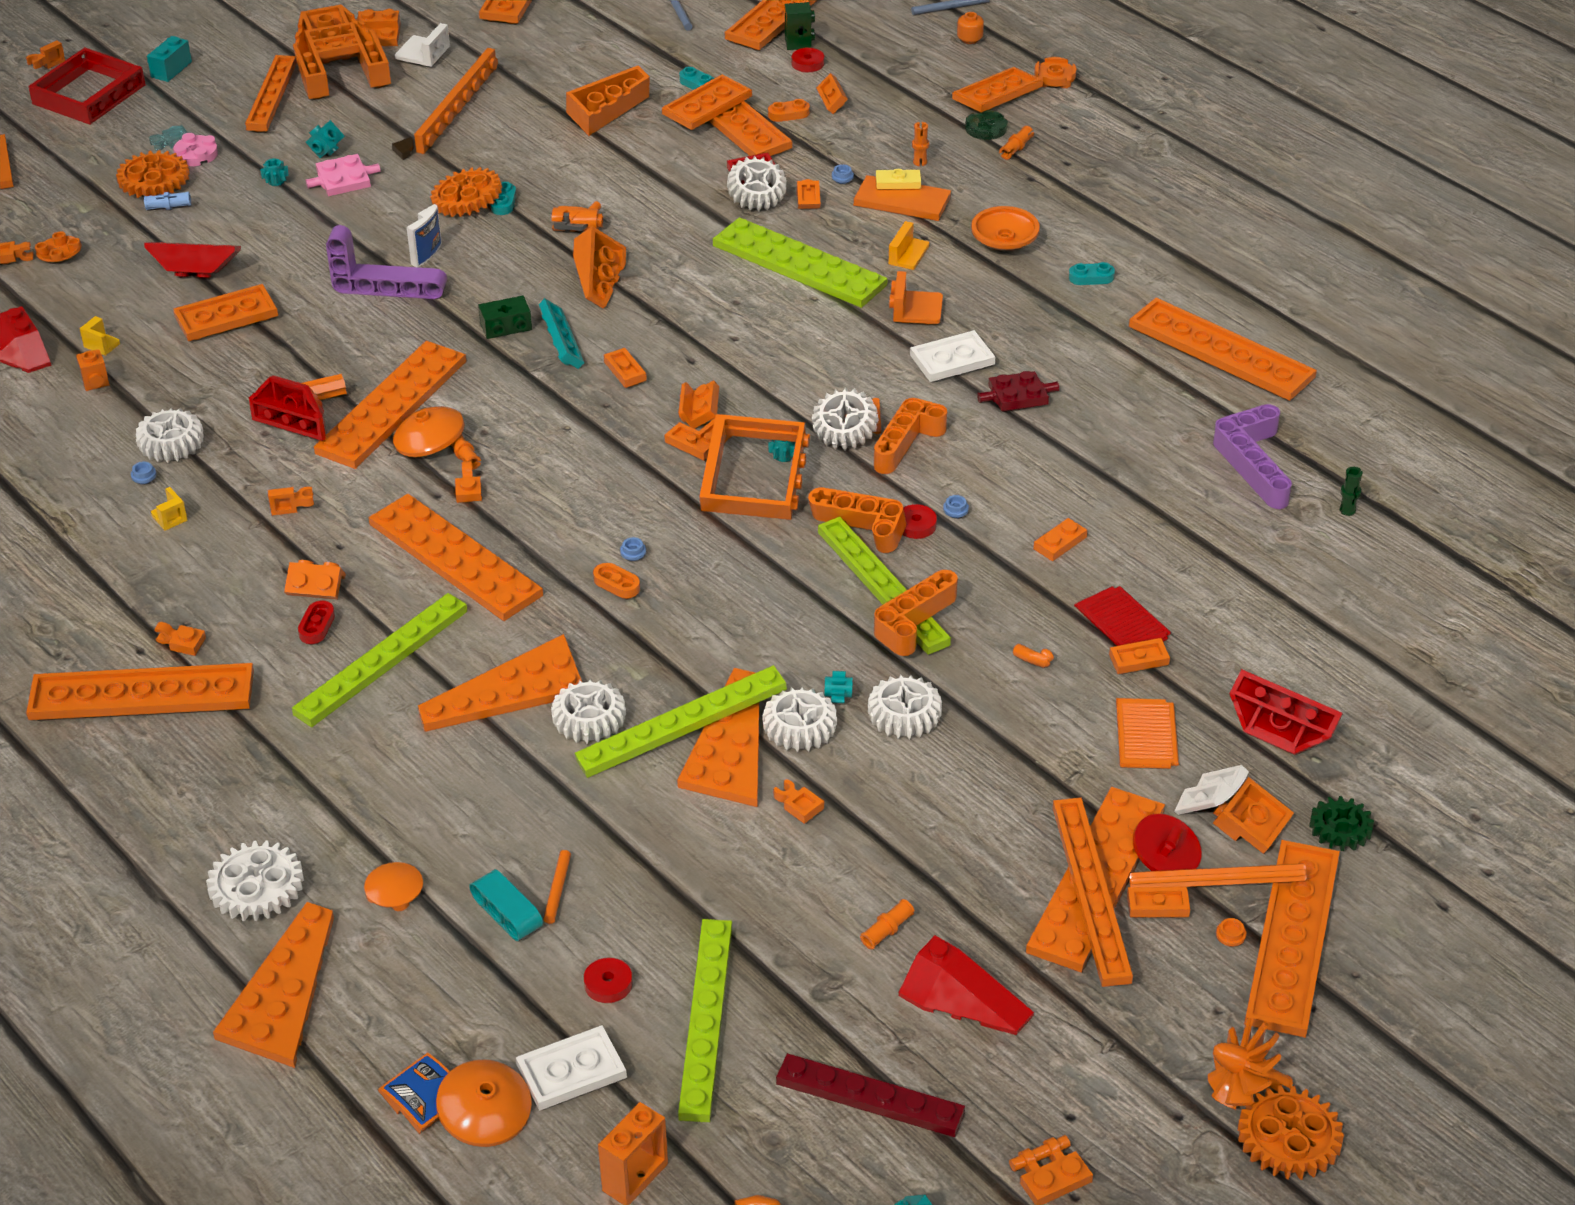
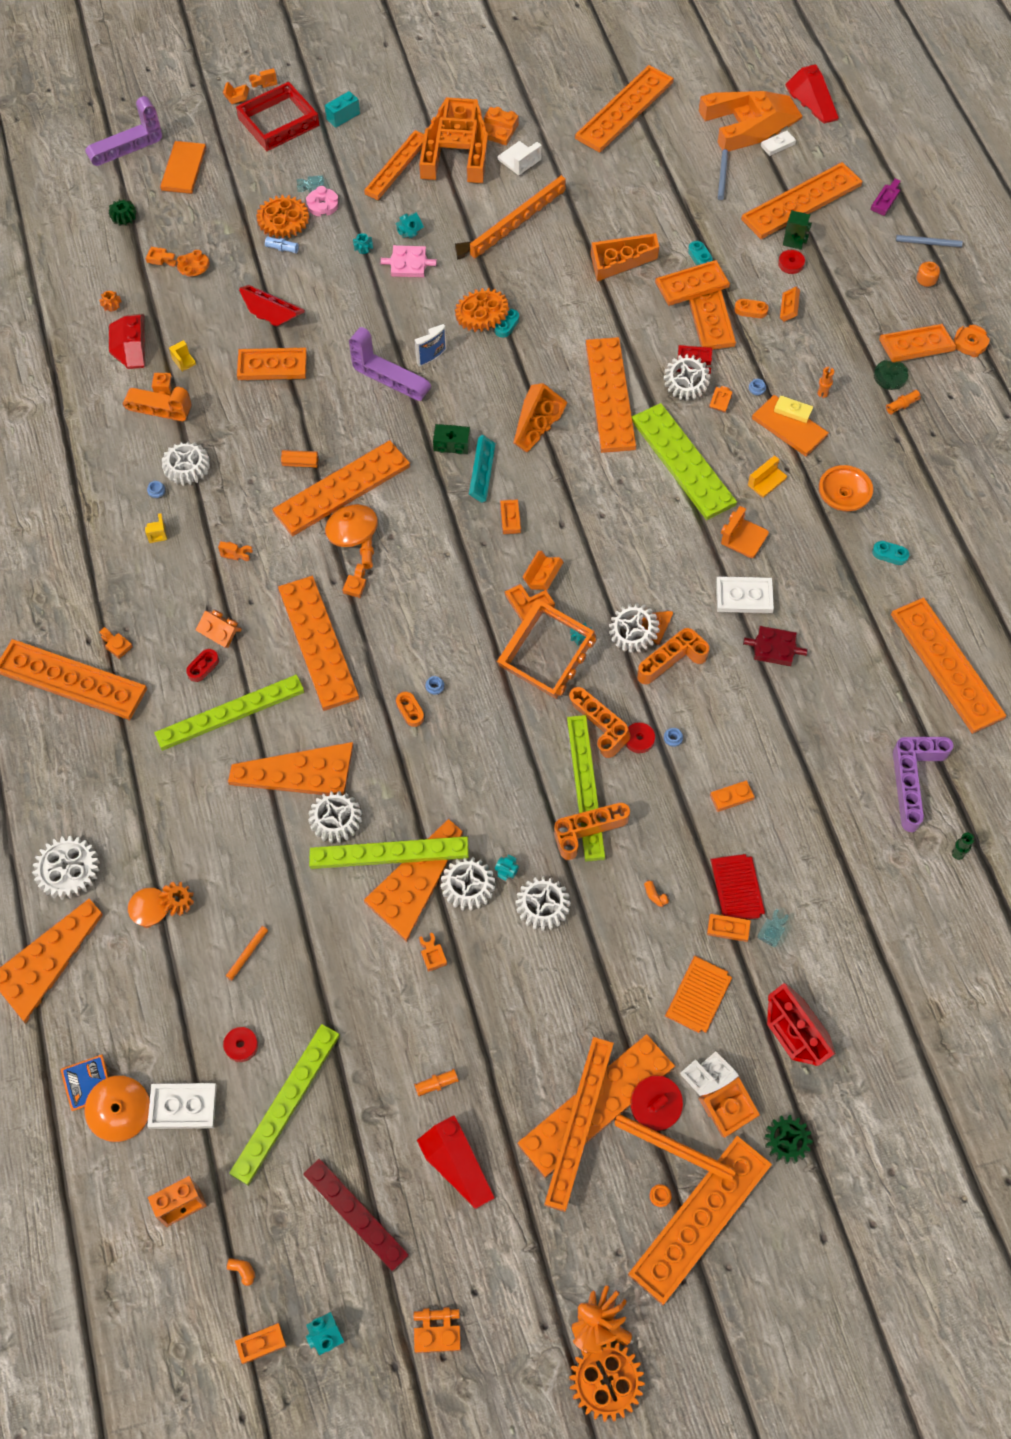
camera: 25 degrees right, 20 degrees up
(19, 79) = (236, 94): none -> orange bracket
(98, 390) = (167, 406): none -> orange beam
(289, 407) = (269, 474): red wedge -> none
(430, 858) = (183, 896): none -> orange gear
(506, 904) = (206, 956): teal beam -> none
(576, 218) = (546, 364): orange piece -> none
(673, 228) = (610, 395): none -> orange plate
(1158, 902) = (624, 1147): orange plate -> none
(1191, 641) = (772, 930): none -> clear light blue plate

